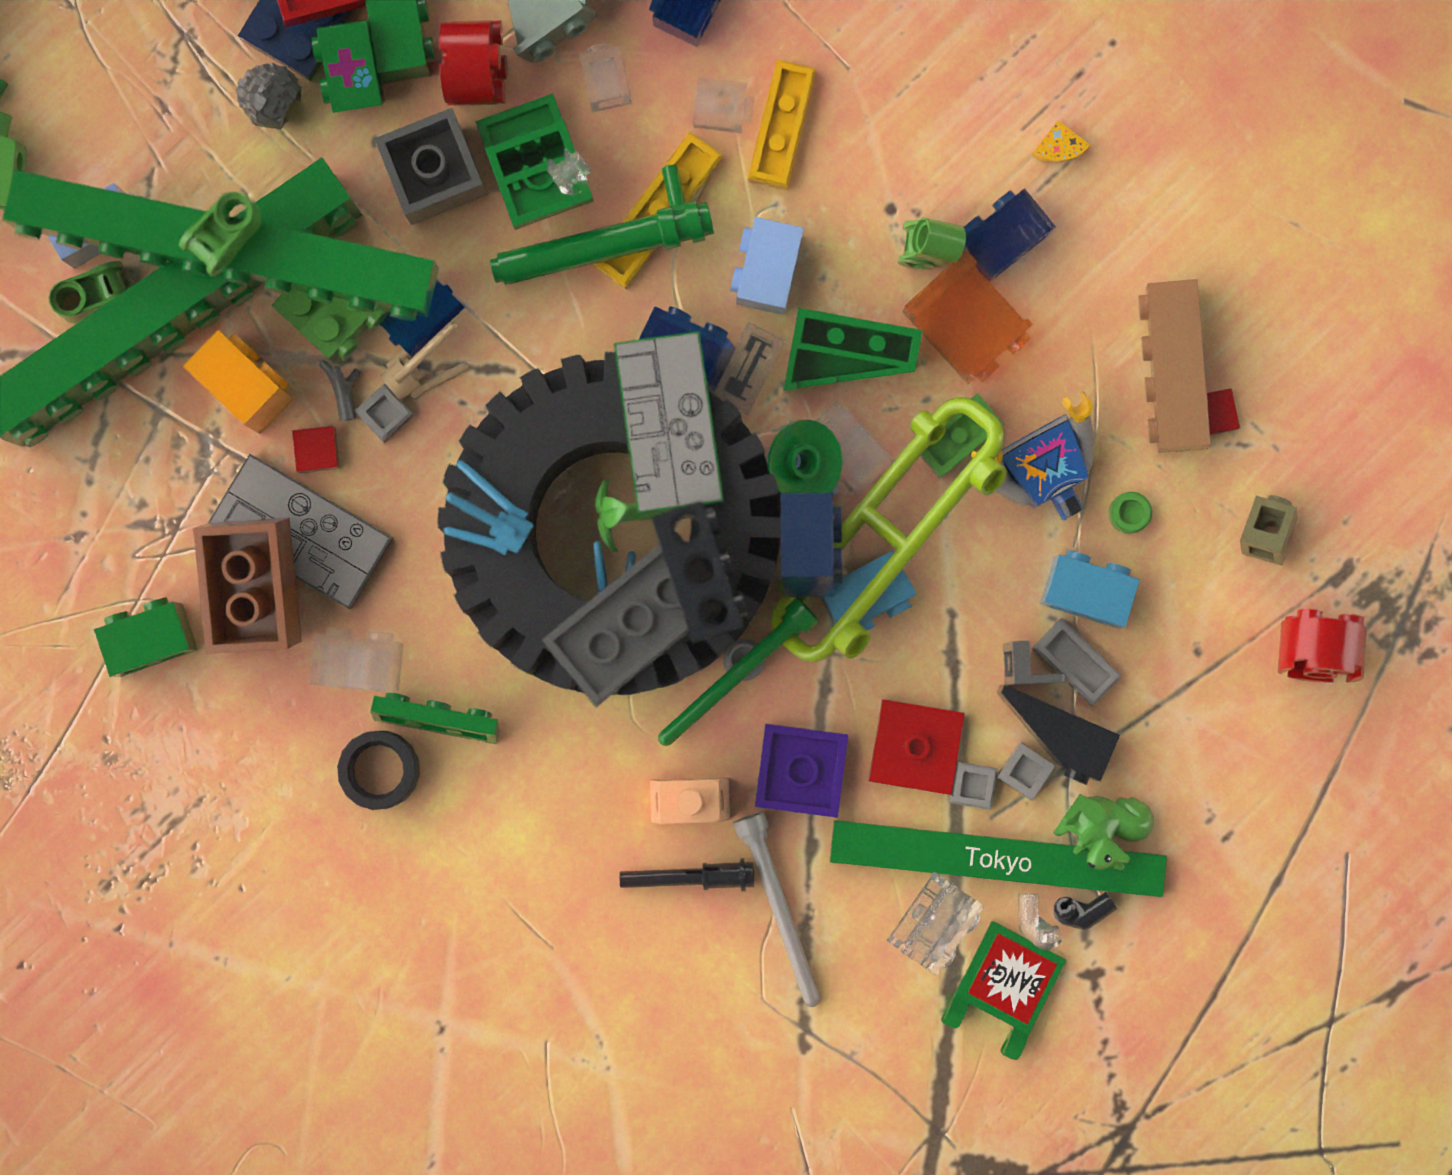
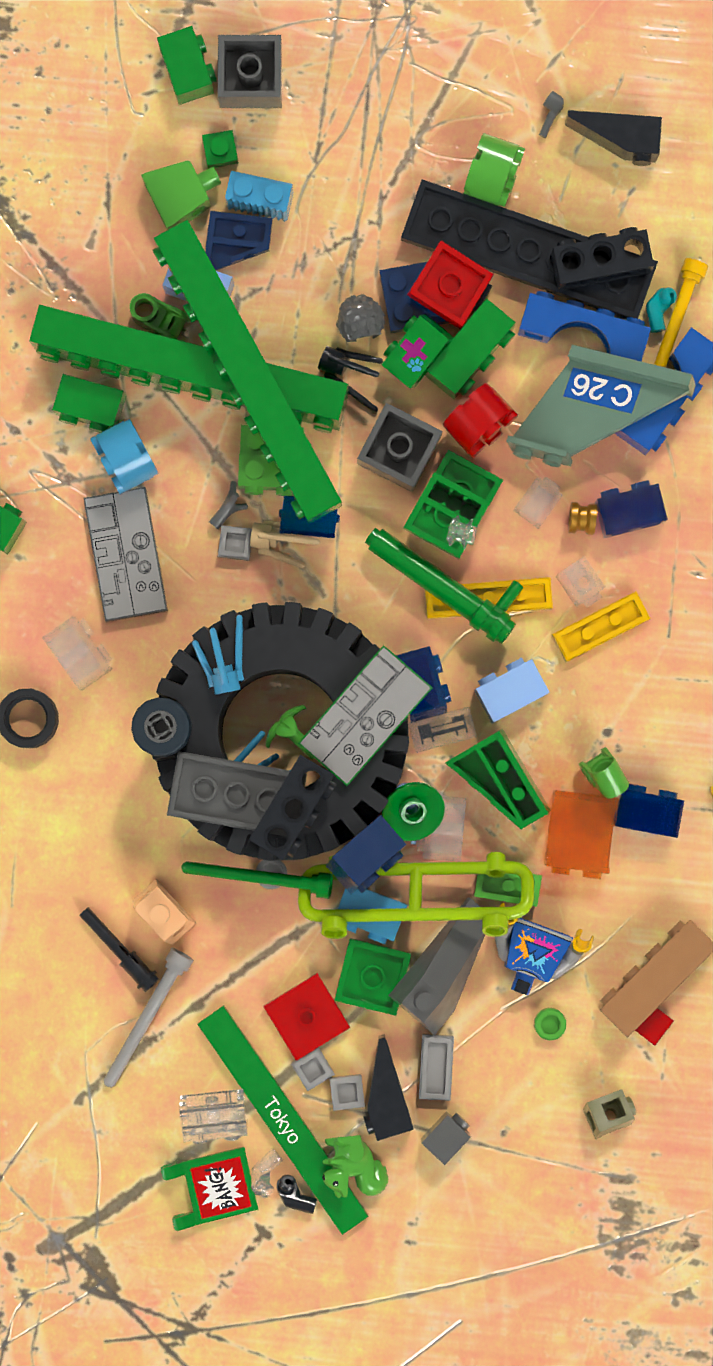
camera: 50 degrees right, 0 degrees up
(57, 89) = (259, 195): none -> dark azure brick
(80, 145) = (236, 238): none -> dark blue wing
(117, 437) = (88, 403): none -> green brick
(200, 445) = (124, 456): none -> dark azure brick
(219, 234) = (251, 368): bright green piece -> none
(234, 378) = (180, 446): light orange brick -> none
(247, 585) = (67, 553): dark orange brick -> none
(291, 156) = (337, 361): none -> black plant
(315, 449) = (180, 522): red tile -> none
(435, 717) = (85, 725): green plate -> none
(516, 636) = (171, 731): none -> black wheel
(659, 48) = (582, 518): none -> pearl gold wheel
(801, 770) = (235, 961): dark purple plate -> none
(933, 647) = (371, 975): none -> green plate
(987, 577) = (439, 975): none -> dark grey wedge
(1018, 666) = (401, 1037): dark grey panel -> none
(1090, 590) = (484, 1040): dark azure brick -> none
(1154, 709) = (446, 1136): none -> dark grey brick
(1322, 647) = (566, 1204): red brick -> none

